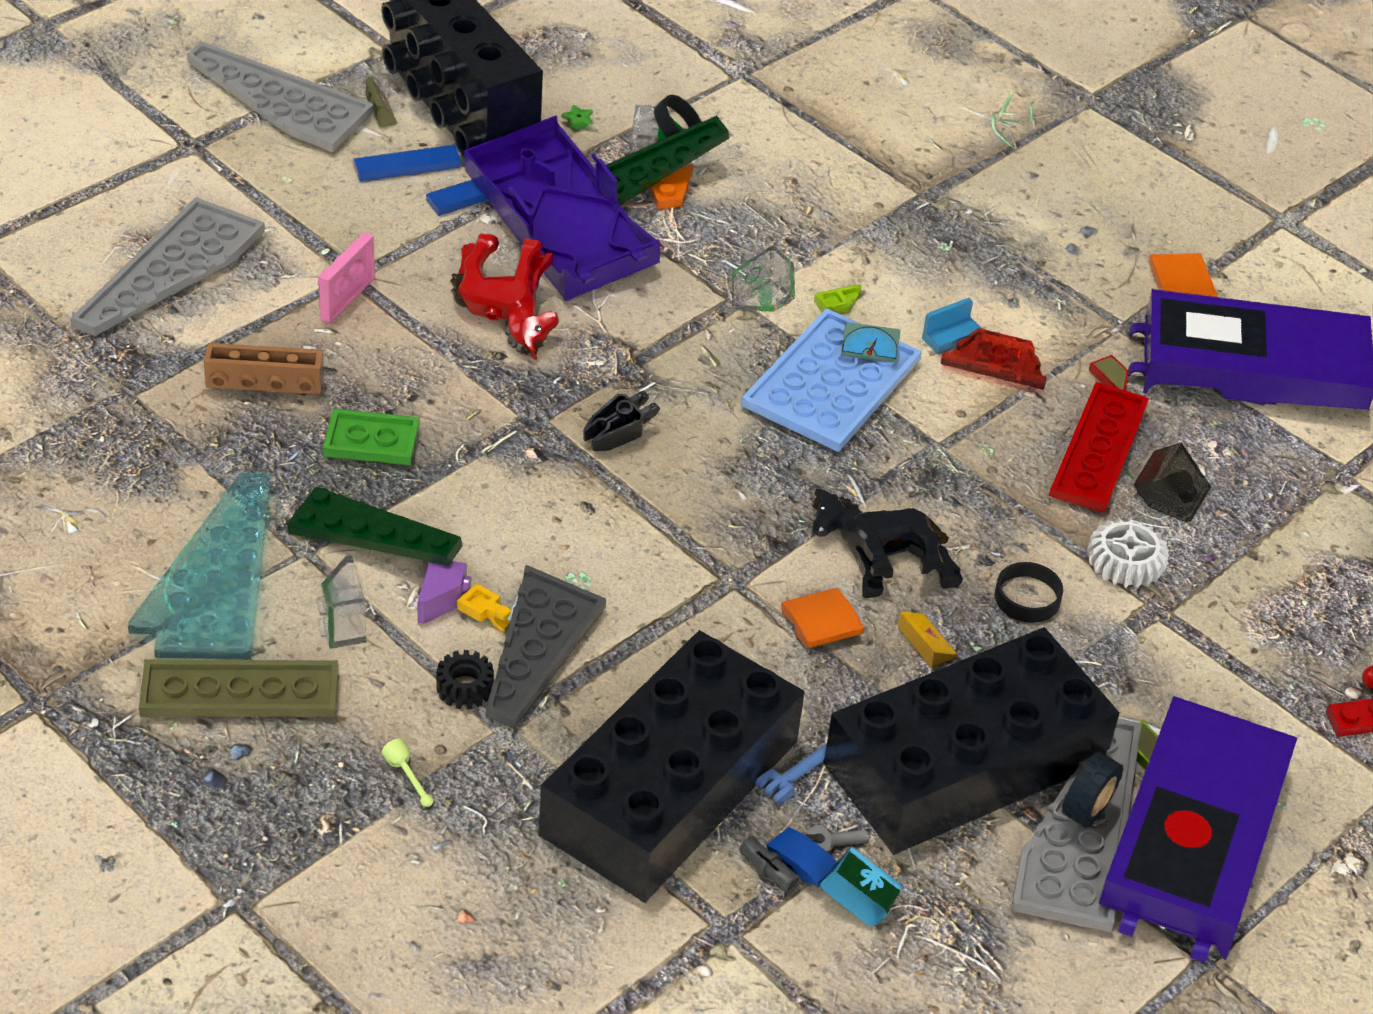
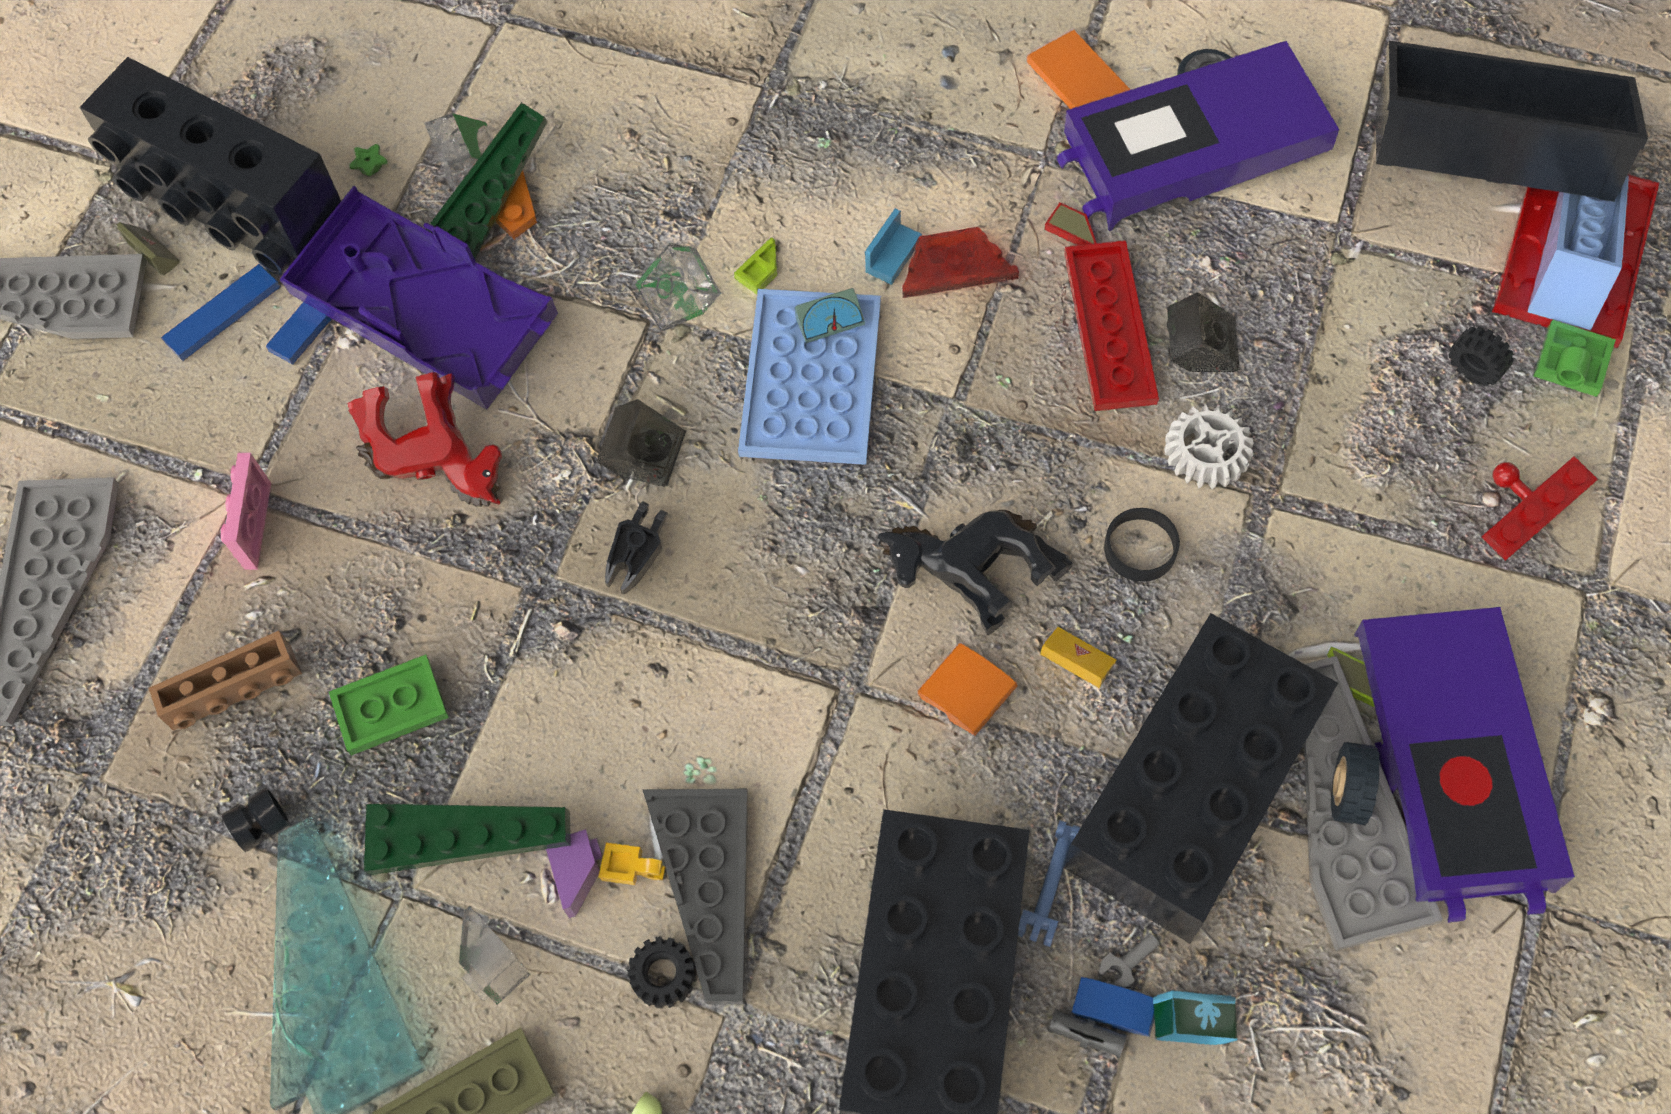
camera: 20 degrees left, 20 degrees up
(240, 453) = (254, 820): none -> black wheel
(669, 364) = (641, 444): none -> clear smoke slope
(679, 105) = (483, 104): black tyre -> none

